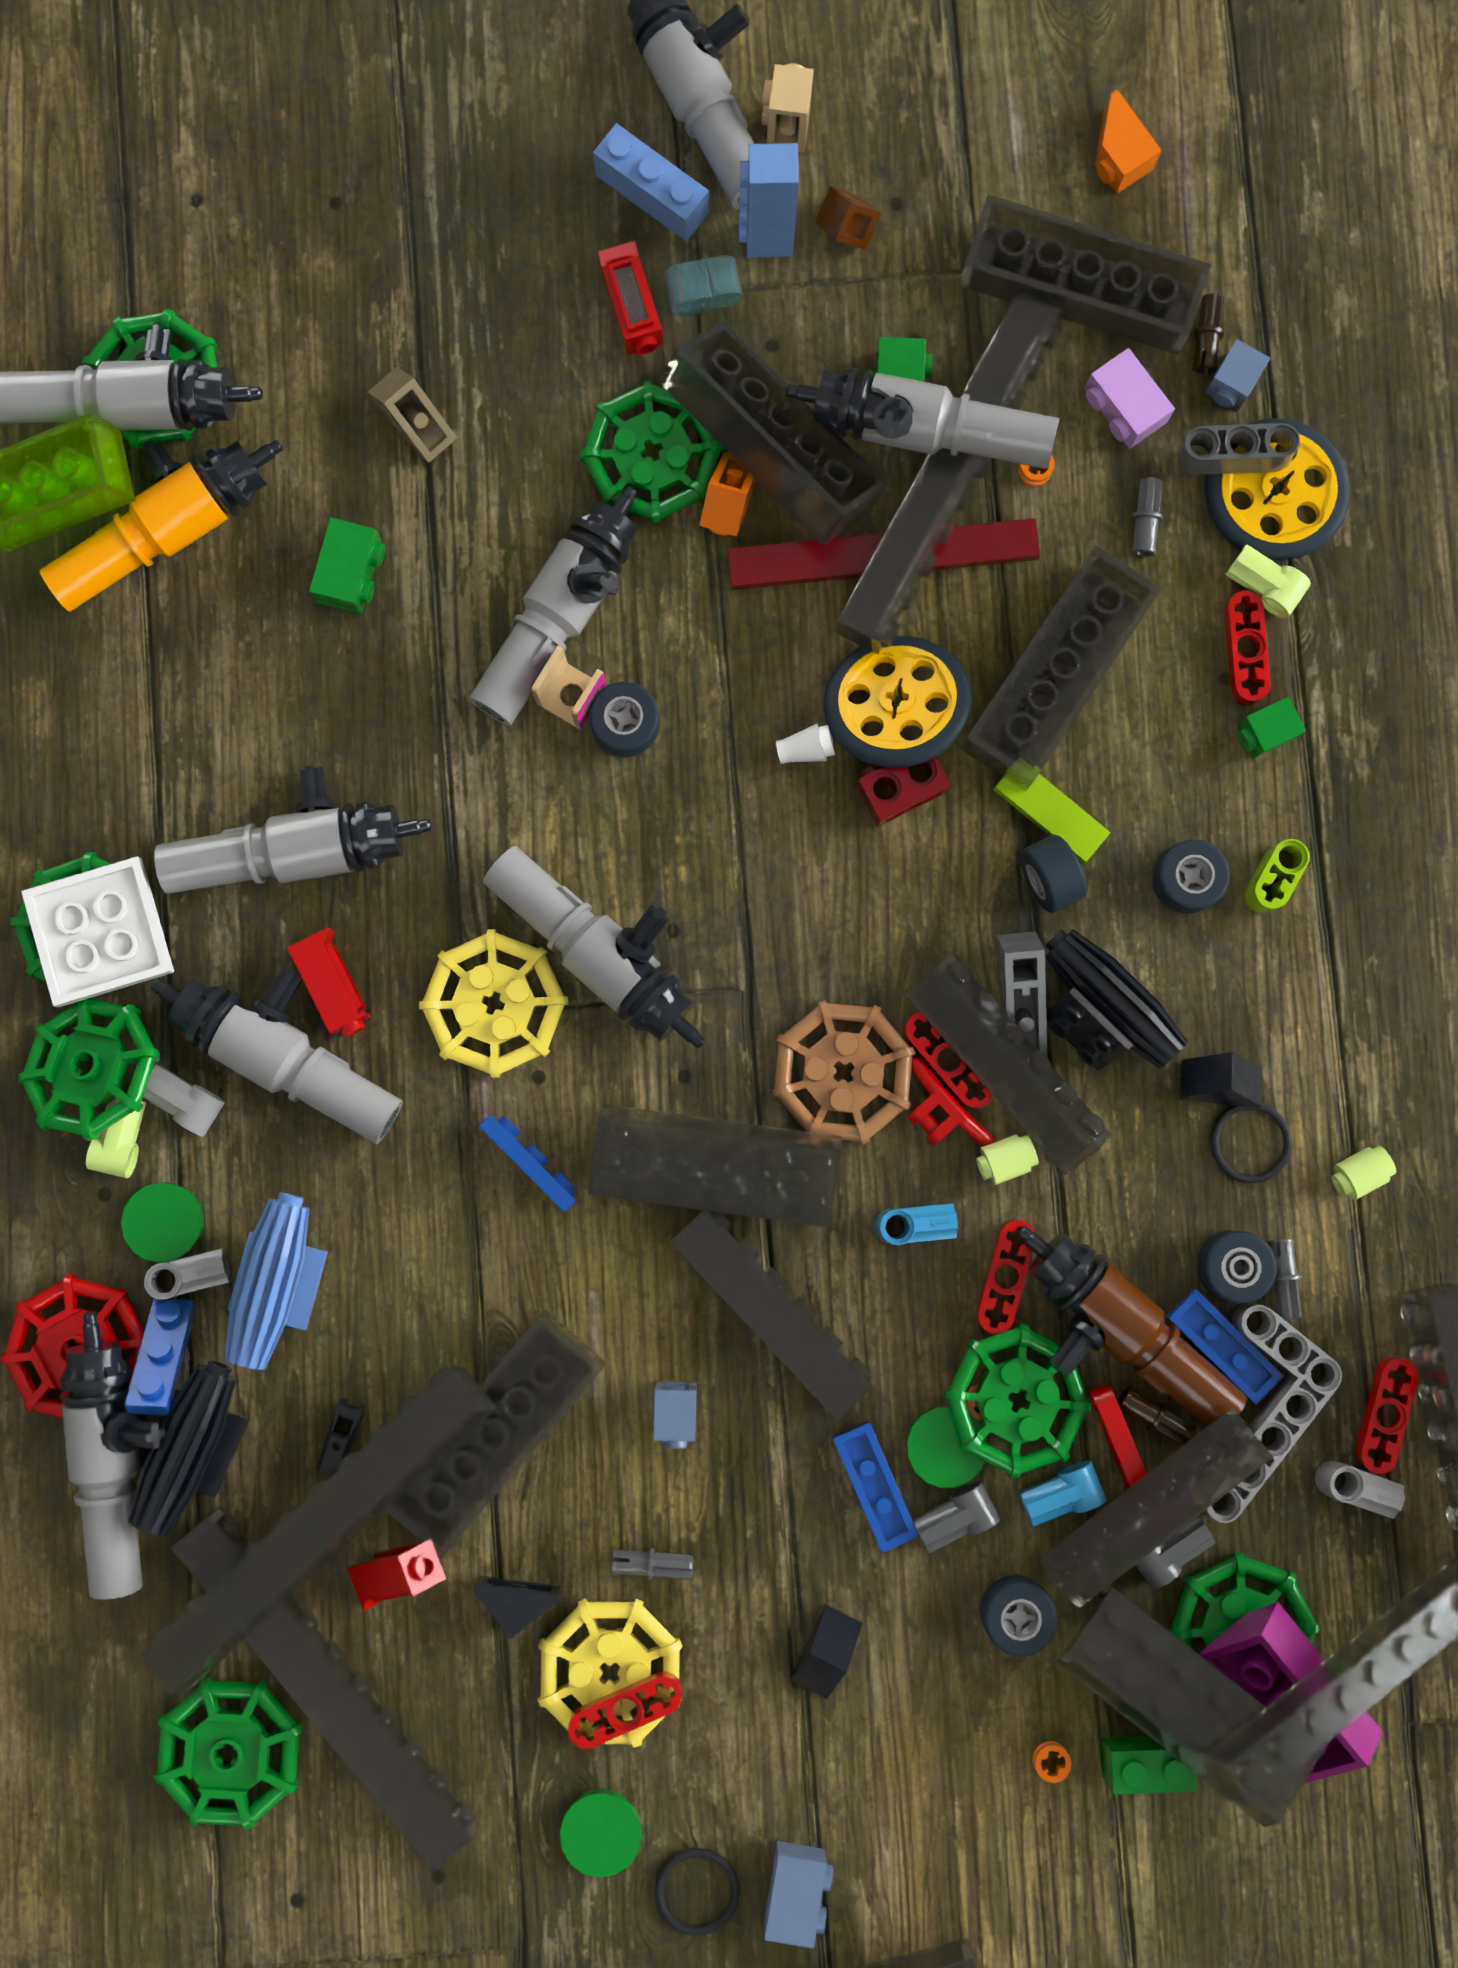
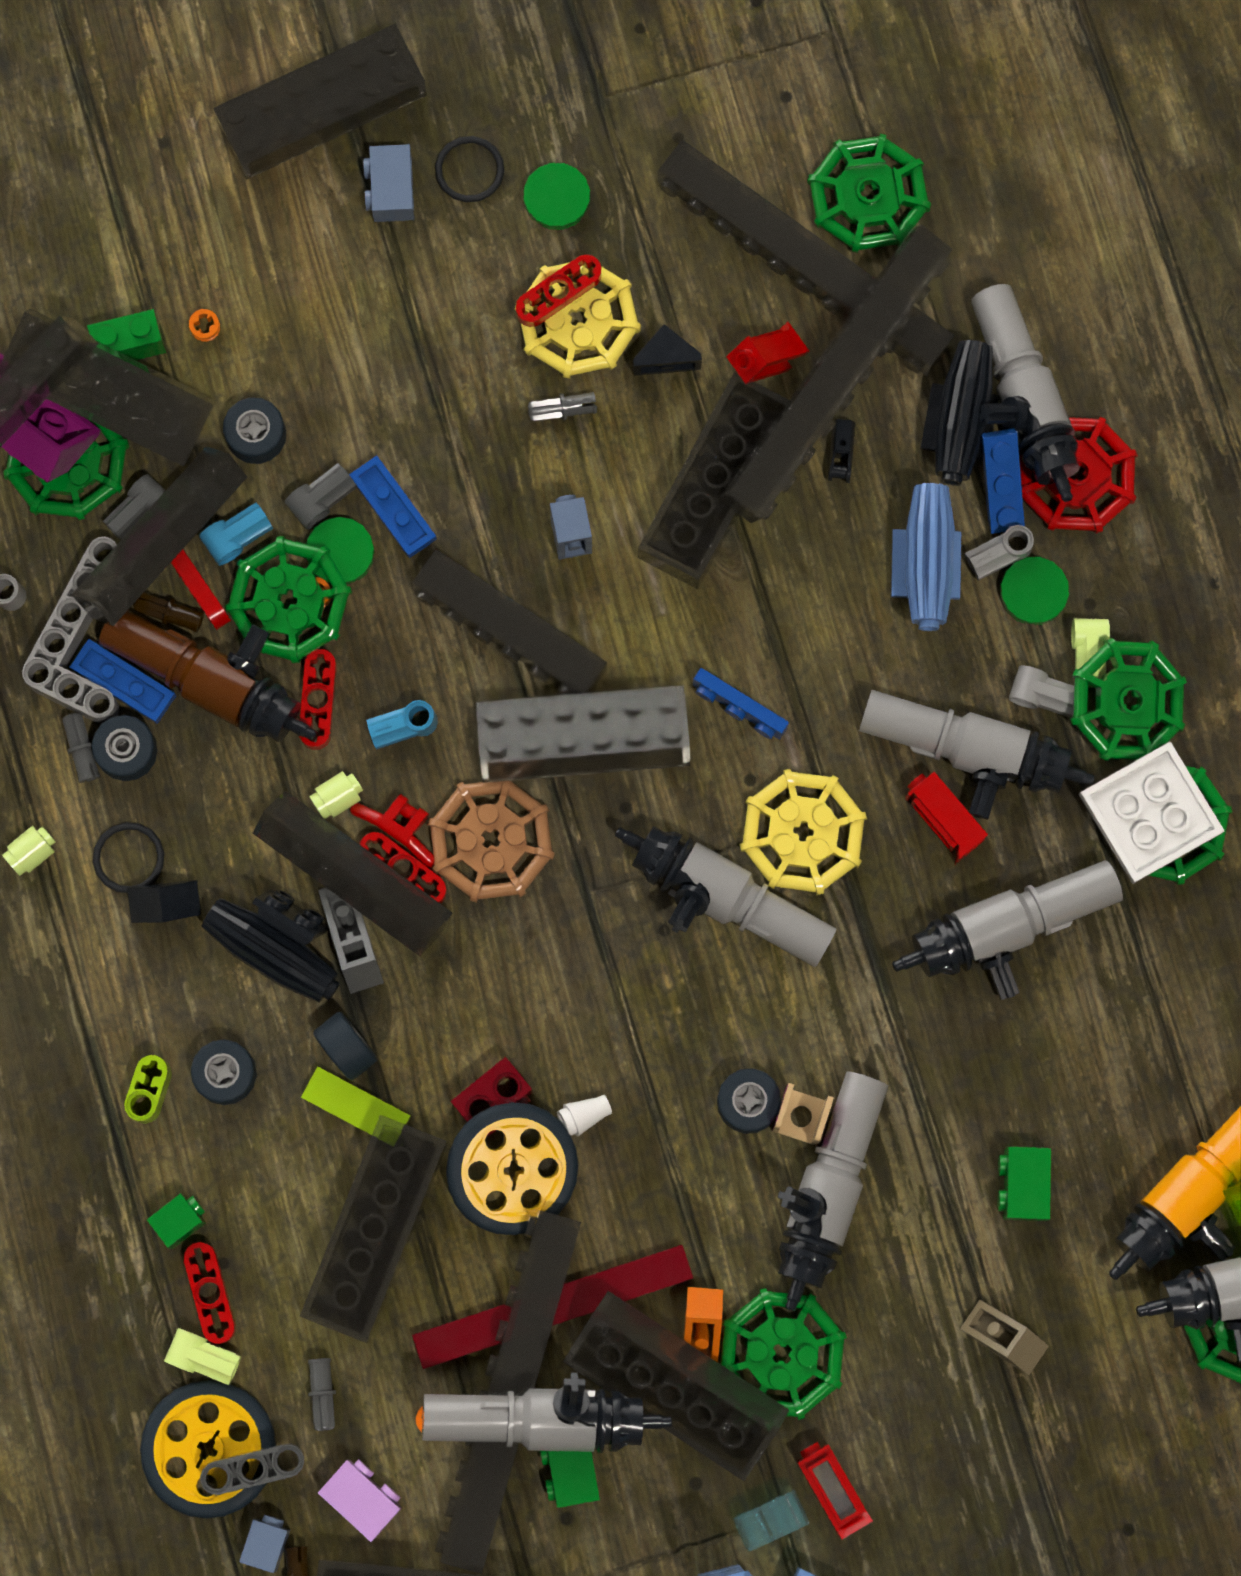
camera: 170 degrees right, 5 degrees down
(827, 1652) = (404, 370): black slope -> none

